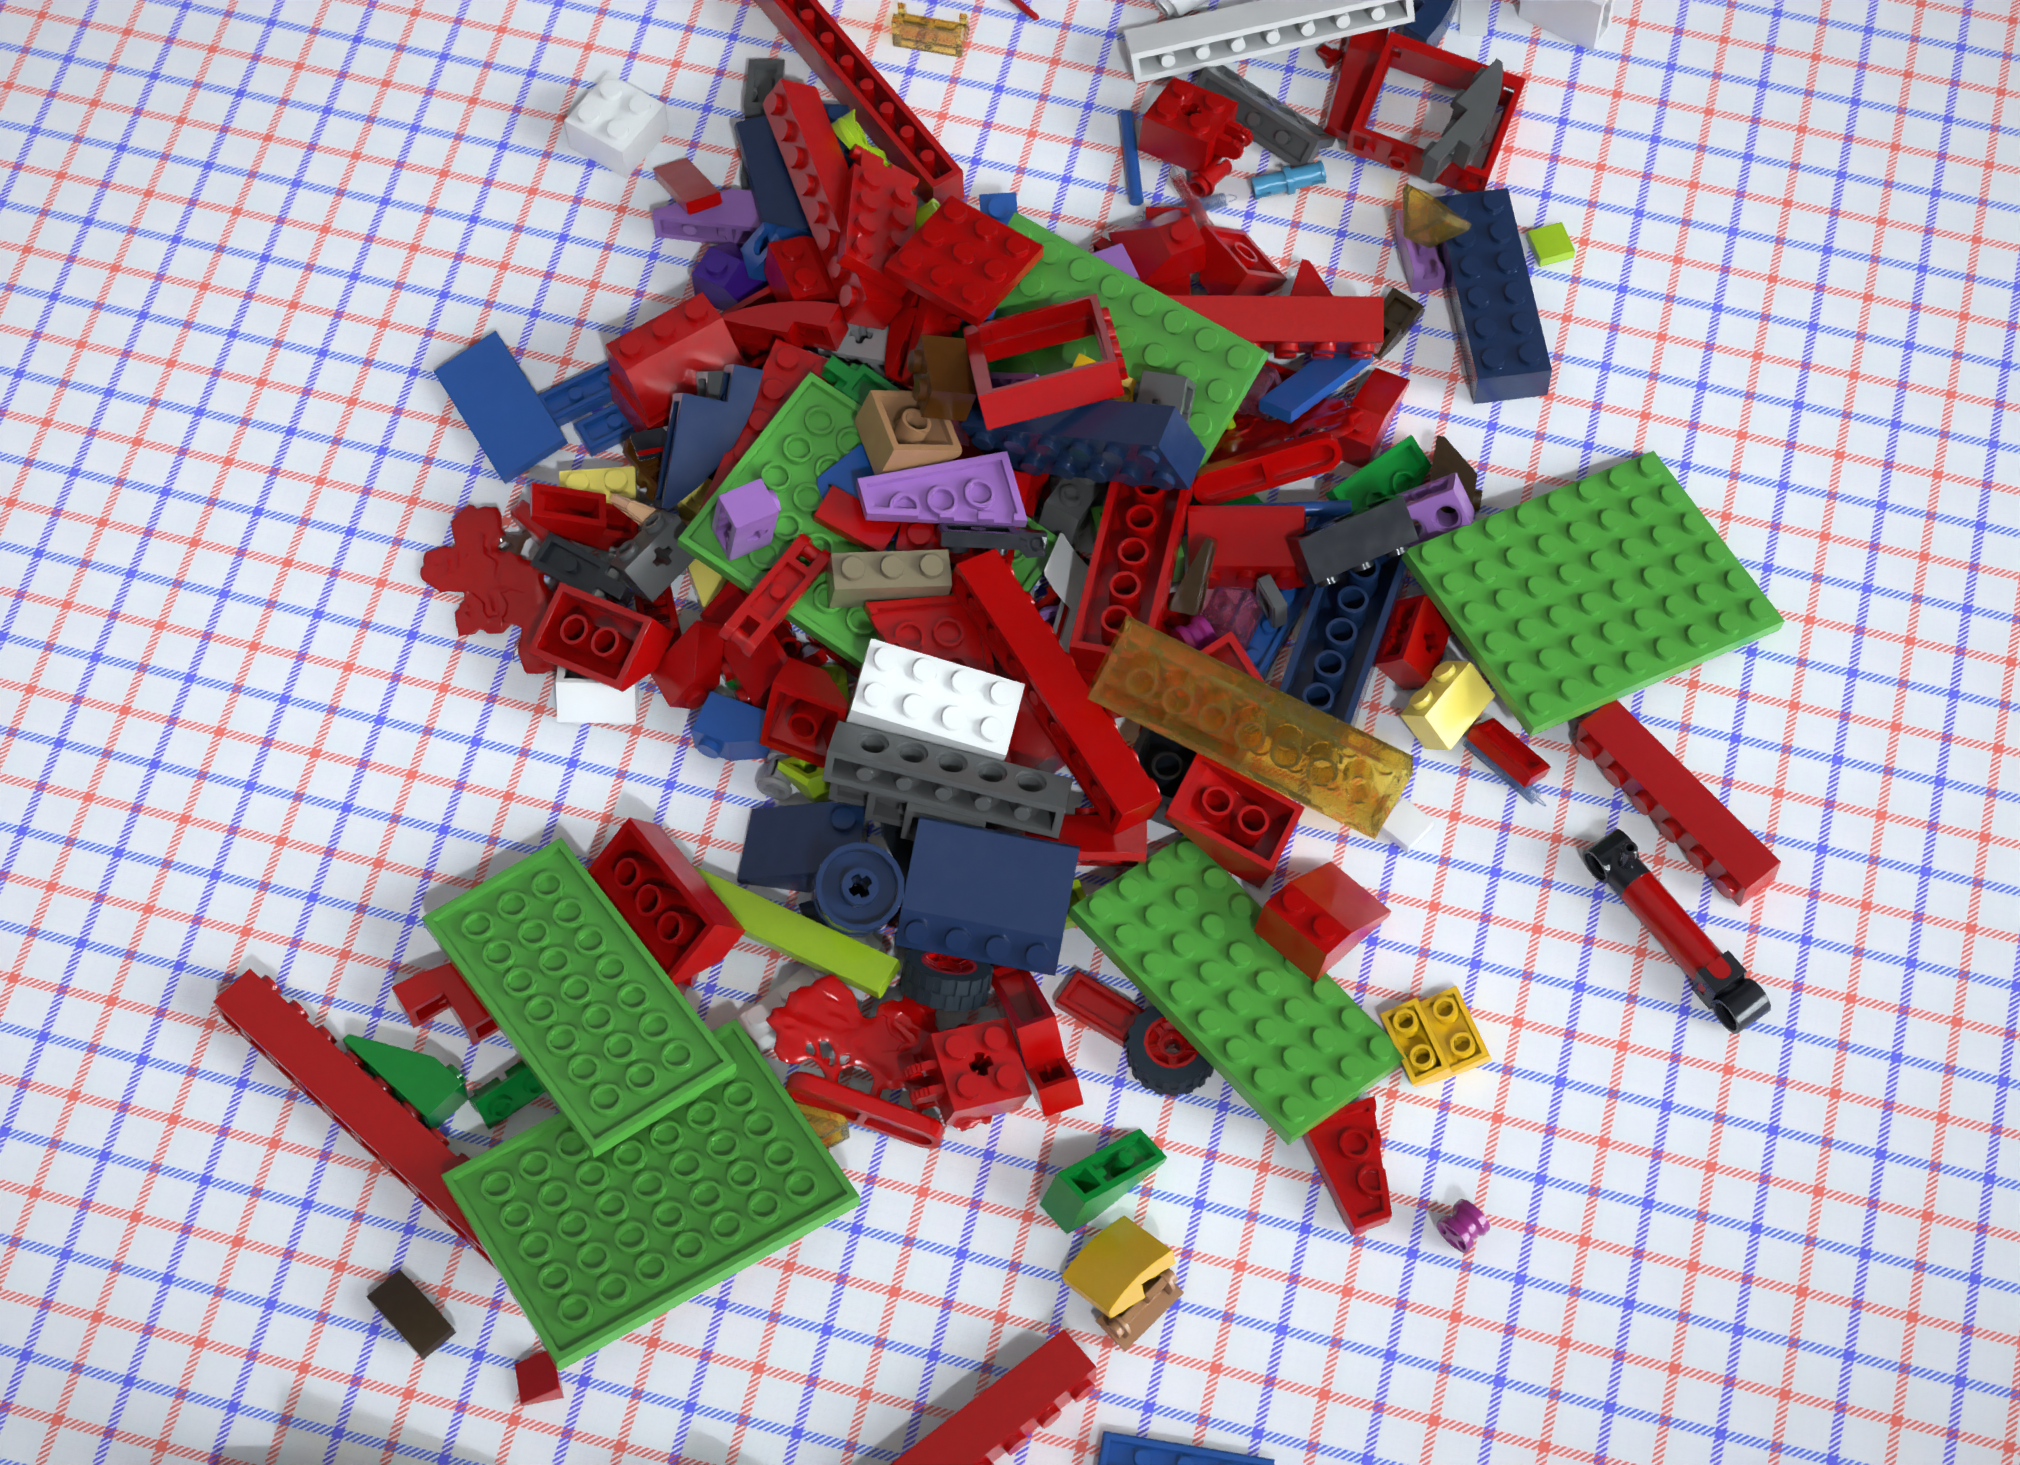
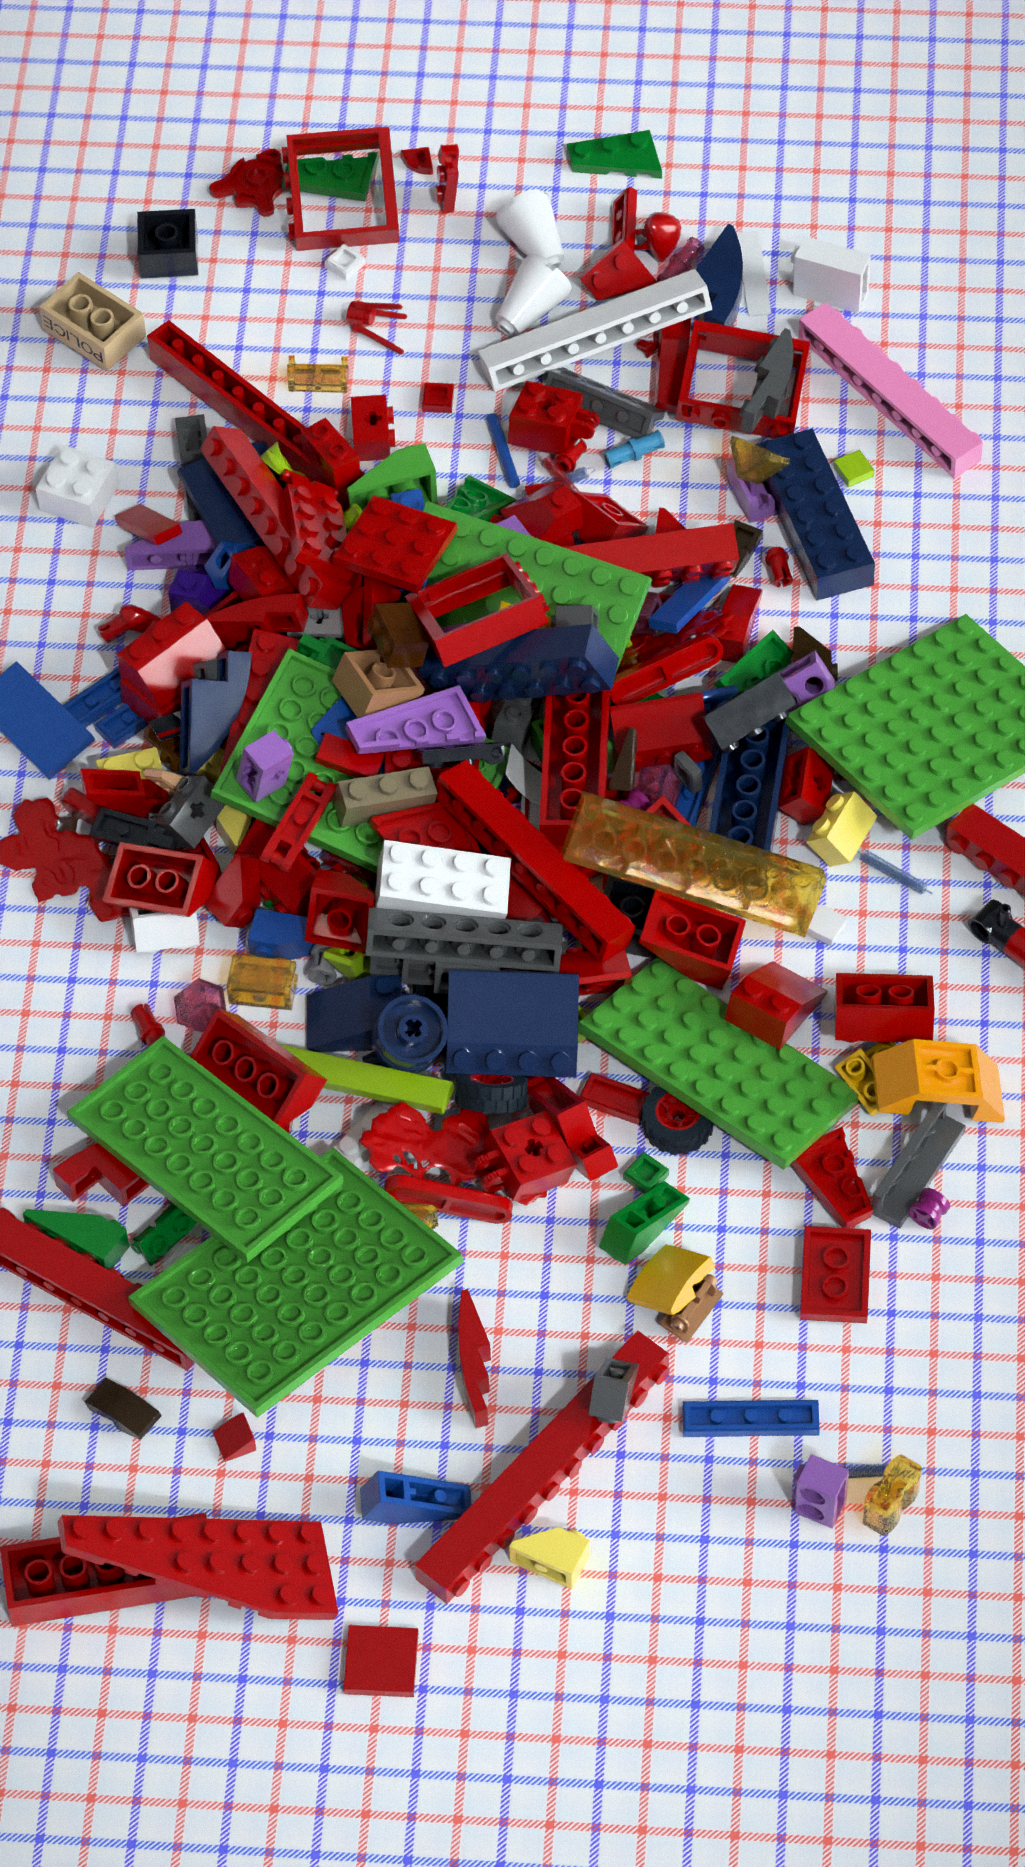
camera: 10 degrees left, 5 degrees down
(551, 816) = (149, 1028): none -> red pin
(615, 800) = (198, 1004): none -> clear pink brick
(641, 298) = (129, 618): none -> red arm
(700, 784) = (262, 982): none -> clear yellow brick
(853, 1315) = (473, 1351): none -> red slope
(917, 133) = (330, 454): none -> red brick
(978, 106) = (370, 427): none -> red brick
(997, 168) = (399, 472): none -> bright green slope
(1014, 1407) = (613, 1390): none -> dark grey slope
(1067, 80) = (438, 397): none -> red tile
(1085, 217) = (479, 499): none -> green wing
(1118, 1114) = (645, 1173): none -> green tile
(1328, 1293) = (835, 1274): none -> red plate
(1435, 352) = (777, 560): none -> red pin
(1455, 950) = (883, 1007): none -> red brick
(1459, 1164) = (916, 1165): none -> dark grey fence
(1505, 1054) = (937, 1074): none -> light orange slope
(1508, 752) = (896, 857): red tile -> none
(1614, 153) = (891, 390): none -> bright pink brick

